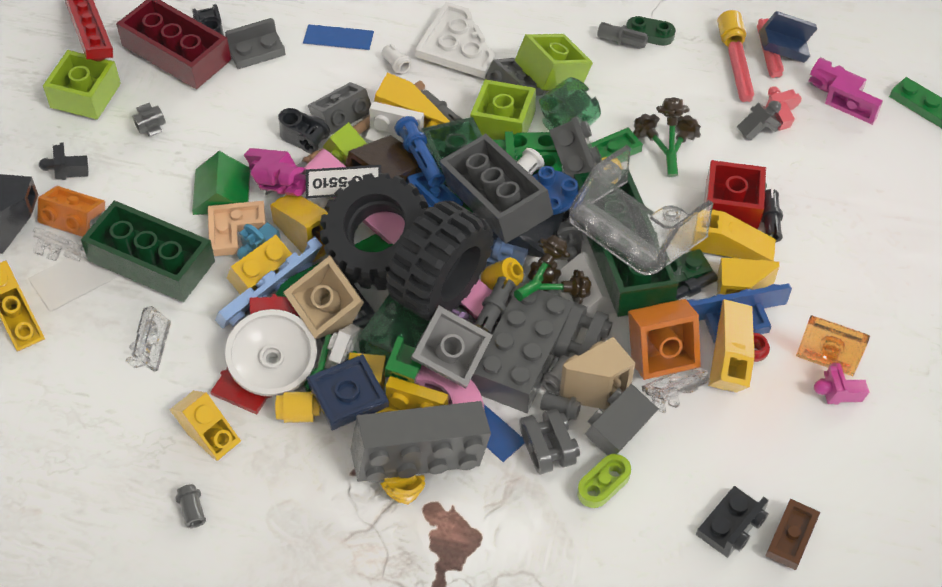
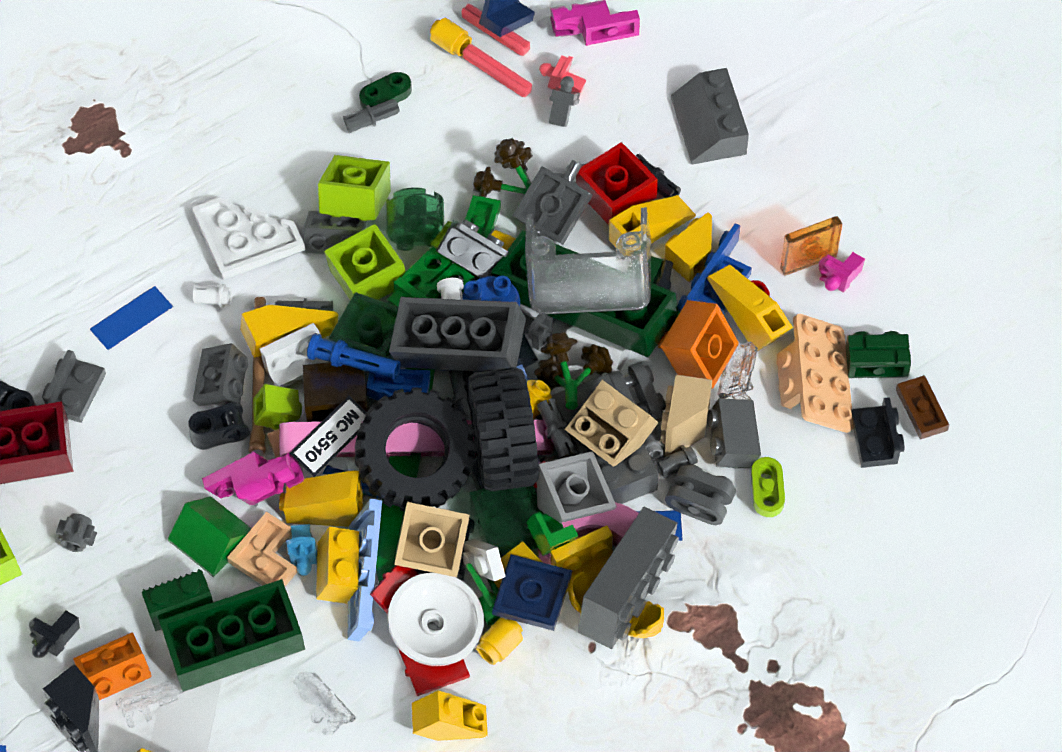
camera: 45 degrees left, 5 degrees up
(150, 200) = (176, 597): none -> dark green brick
(527, 328) = (611, 424): none -> tan slope
(673, 171) = (554, 202): none -> dark grey plate
(736, 438) = (816, 374): none -> light nougat bracket
(799, 466) = (878, 355): none -> dark green brick
(860, 210) = (710, 117): none -> dark grey slope

